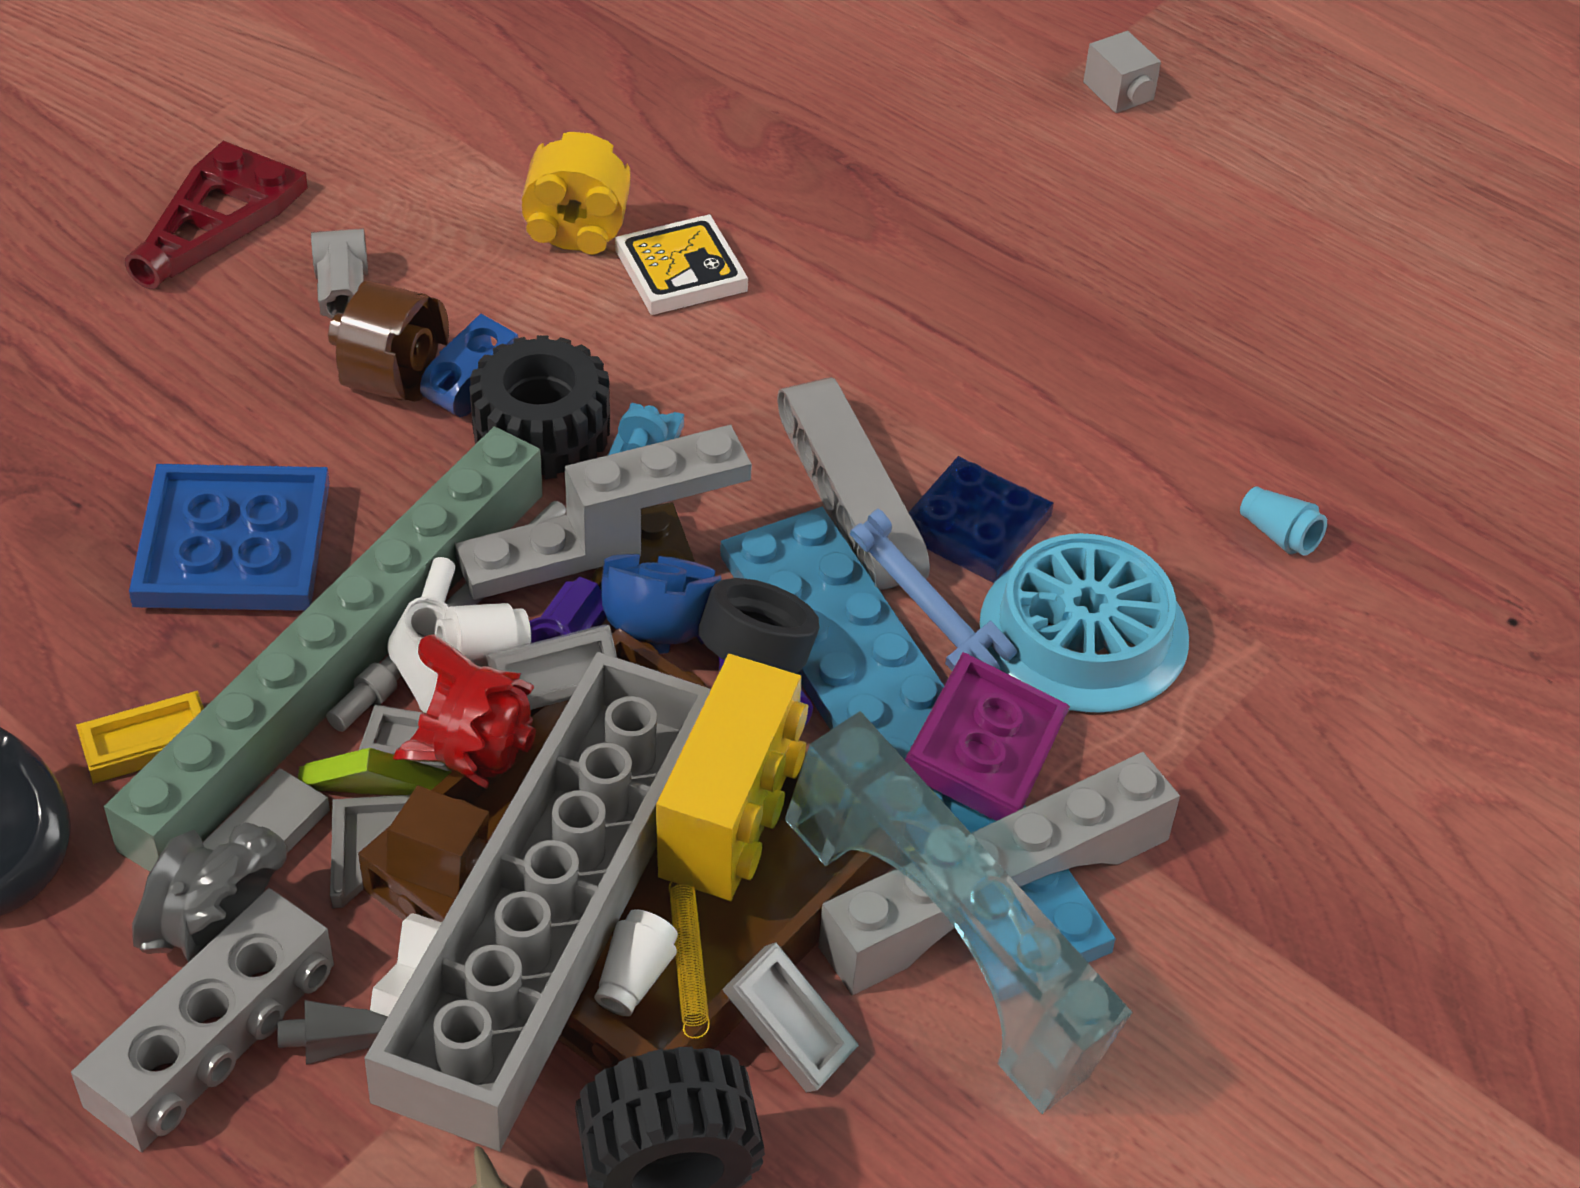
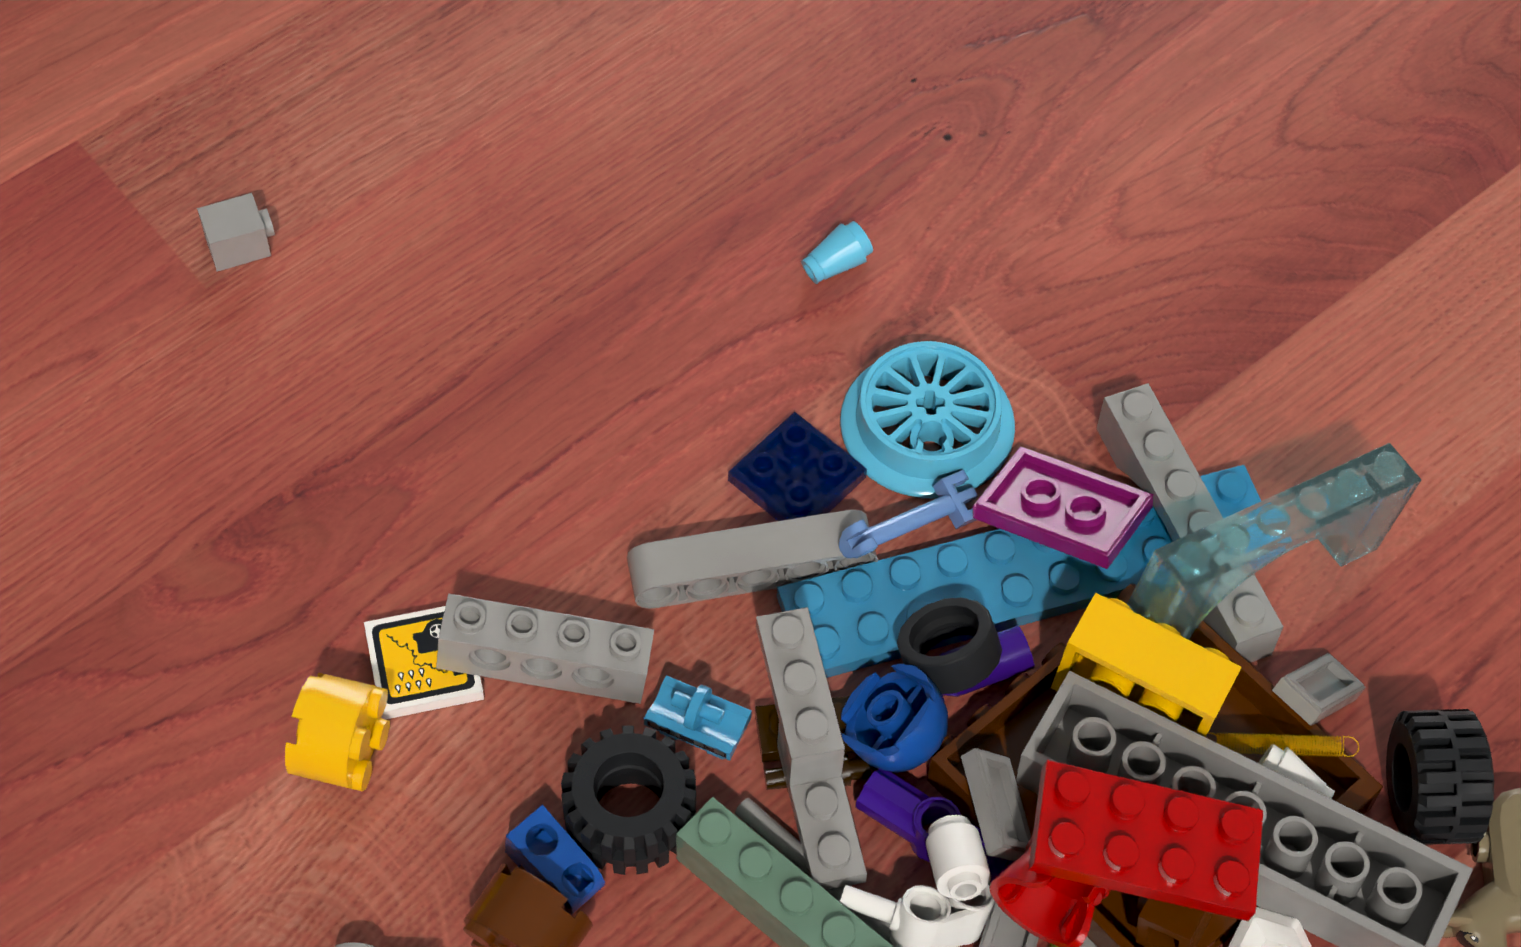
camera: 80 degrees left, 10 degrees up
(483, 748) = (1147, 840): none -> red piece
(696, 323) = (544, 648): none -> light grey brick

